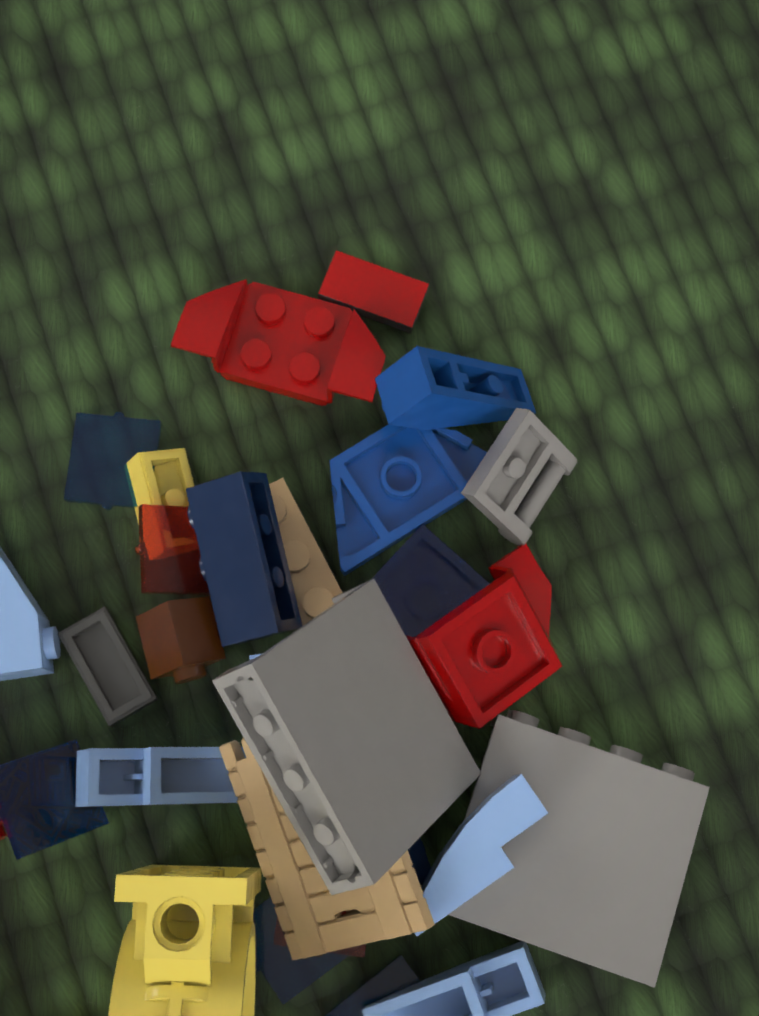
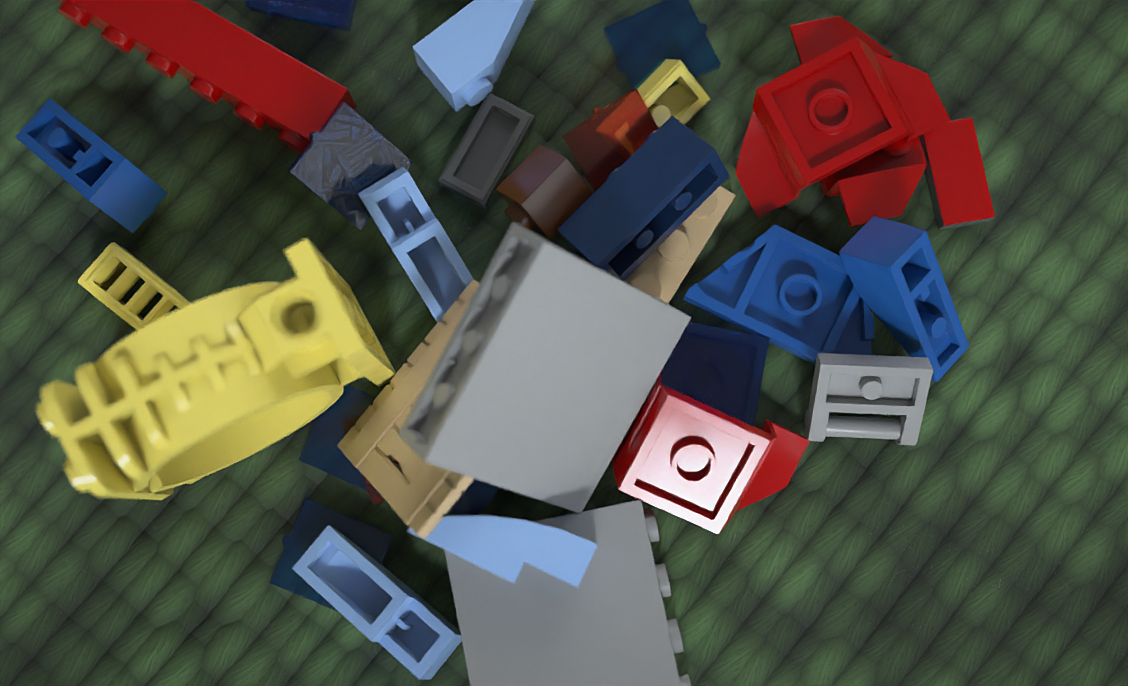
camera: 65 degrees right, 5 degrees up
(271, 364) = (830, 118): none -> red piece

